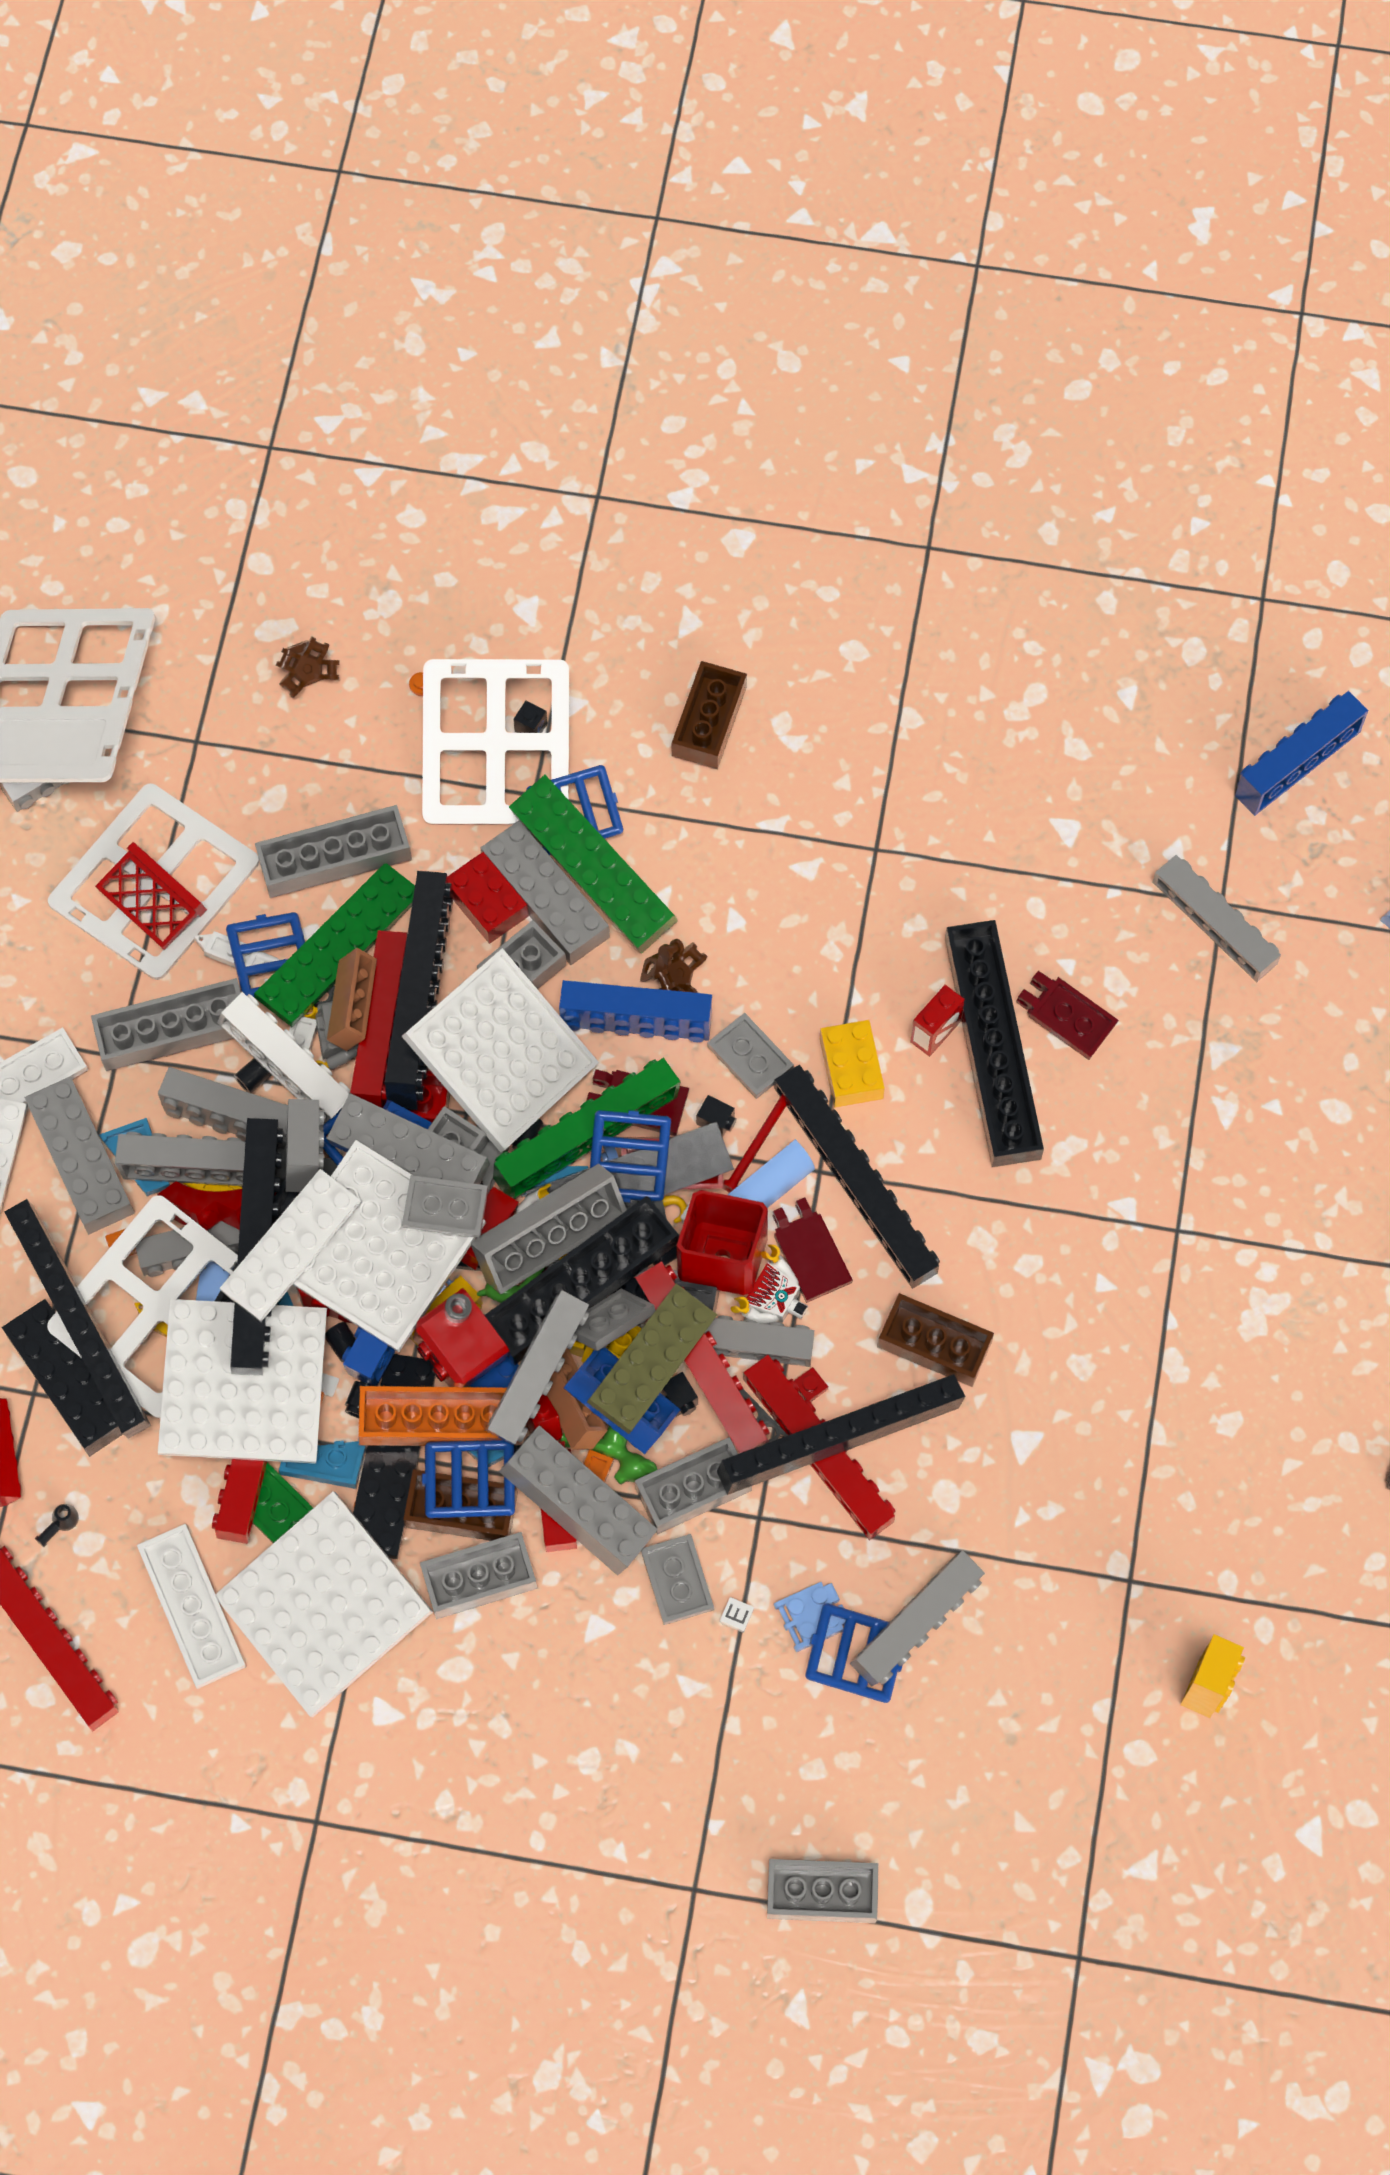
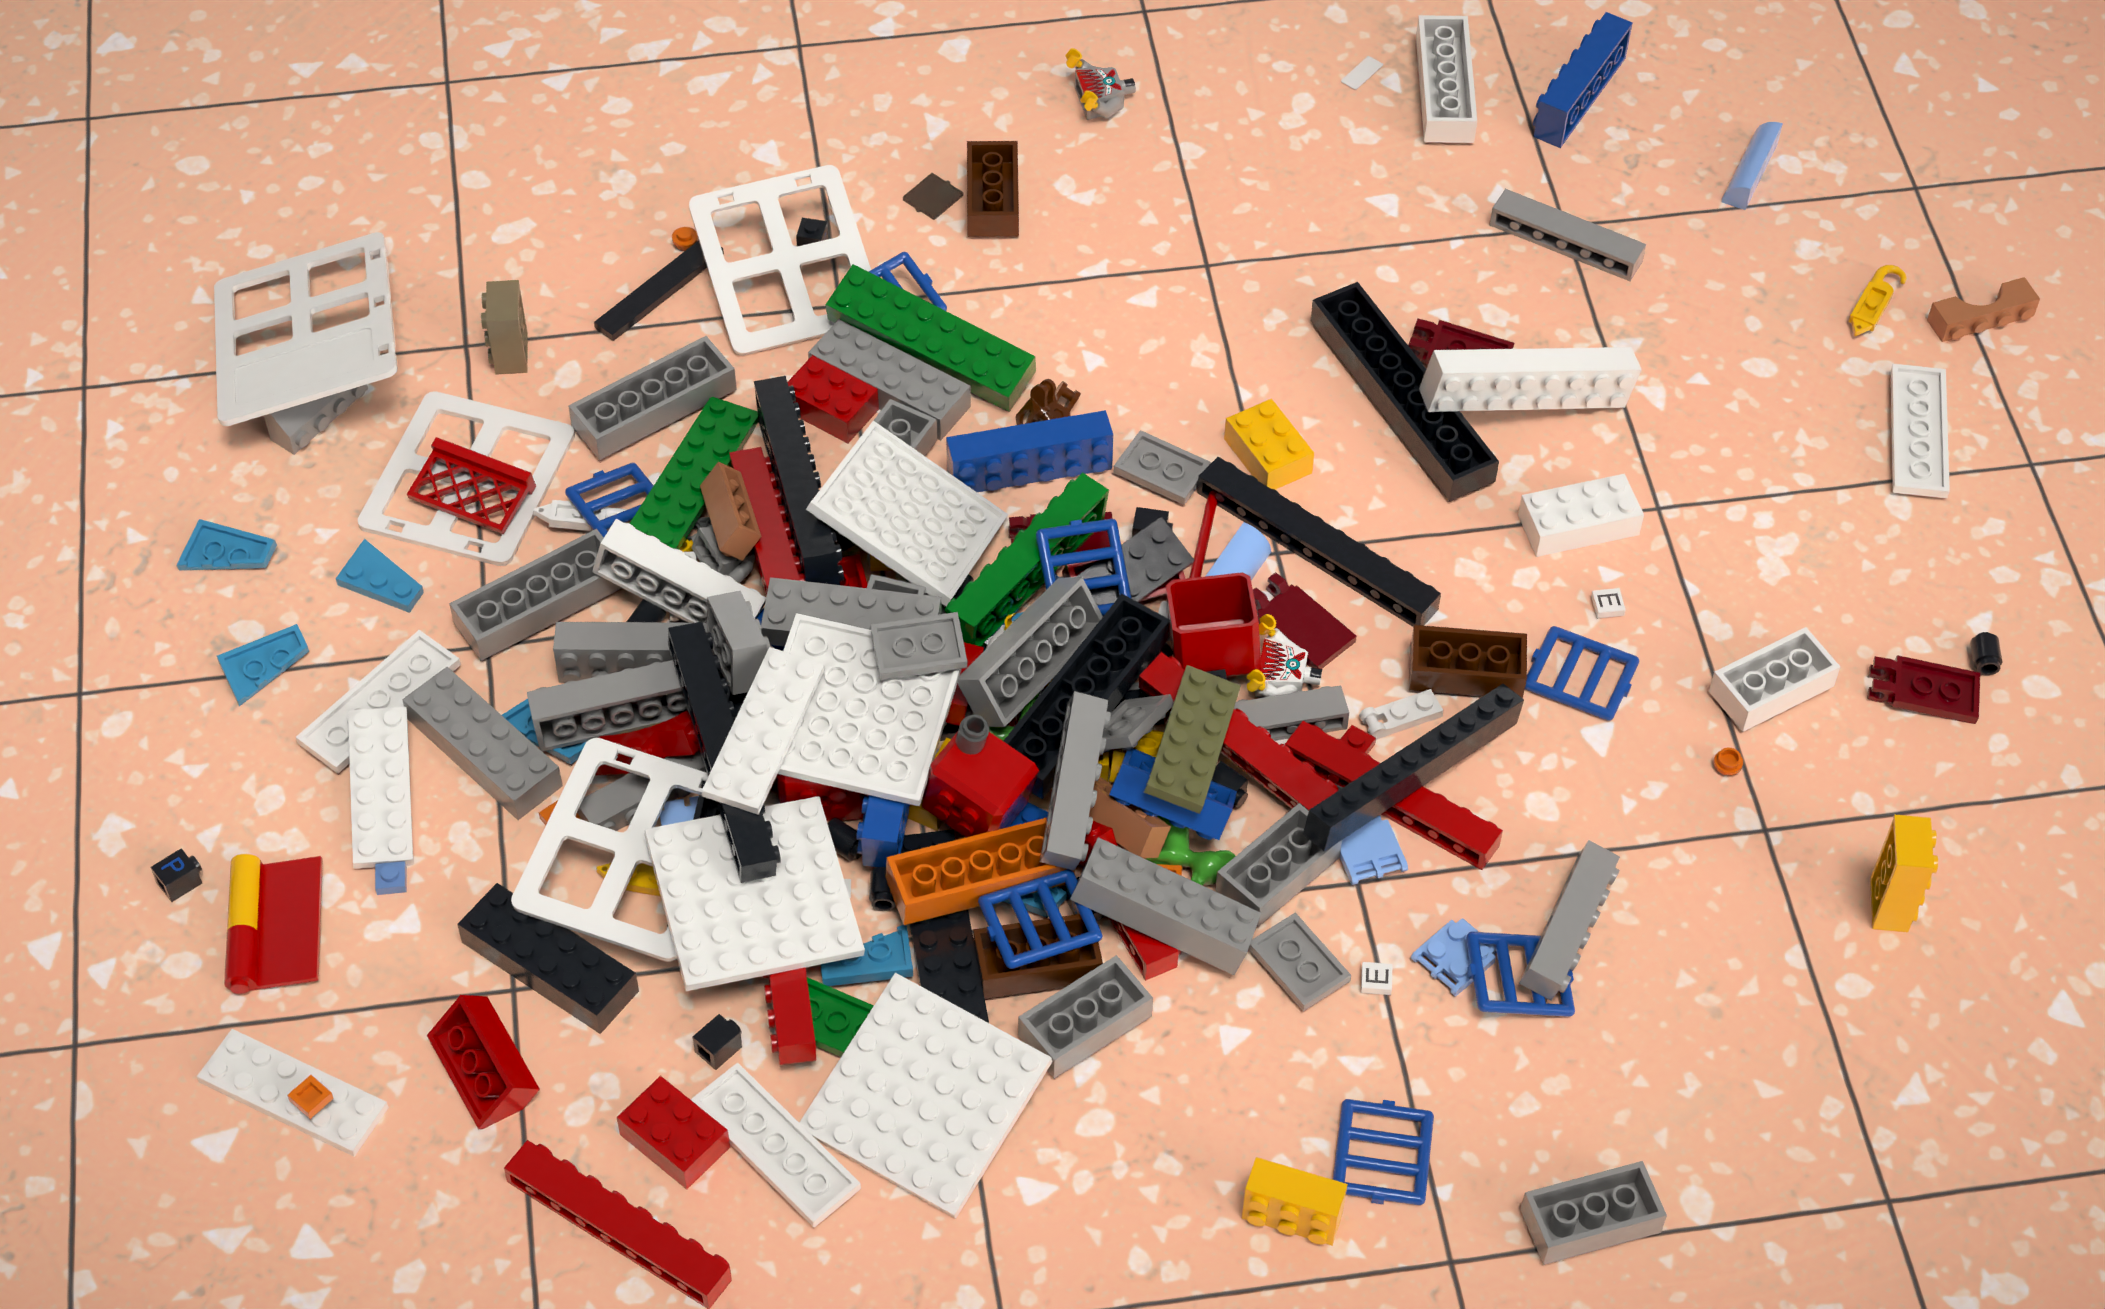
camera: 20 degrees left, 15 degrees down
(47, 962) = (379, 578): none -> dark azure wing
(63, 1524) = (592, 1106): black bar -> none
(77, 1319) = (547, 880): black brick -> none
(113, 1570) = (673, 1132): none -> red brick
(177, 1498) = (718, 1041): none -> black brick
(227, 744) = (505, 327): none -> dark tan brick
(306, 667) = (560, 251): reddish brown piece -> none
(372, 735) = (652, 293): none -> black tile
(581, 1801) = (1294, 1201): none -> yellow brick
(657, 701) = (933, 196): none -> clear smoke piece
(700, 1801) = (1421, 1142): none -> blue bar
(779, 1496) = (1372, 851): none -> light blue plate
(848, 628) = (1097, 87): none -> torso
(861, 1369) = (1401, 714): none -> white plate
(937, 1020) = (1339, 381): red brick -> none
(1046, 1346) = (1583, 702): none -> blue bar
(1088, 1315) = (1608, 603): none -> white tile
(1099, 1220) = (1580, 515): none -> white brick
(1103, 676) = (1362, 72): none -> white sticker
(1104, 1075) = (1529, 379): none -> white brick
(1125, 1506) = (1728, 761): none -> orange plate
(1173, 713) = (1446, 79): none -> white brick
(1197, 1442) = (1774, 679): none -> white brick
(1334, 1491) = (1926, 688): none -> dark red tile

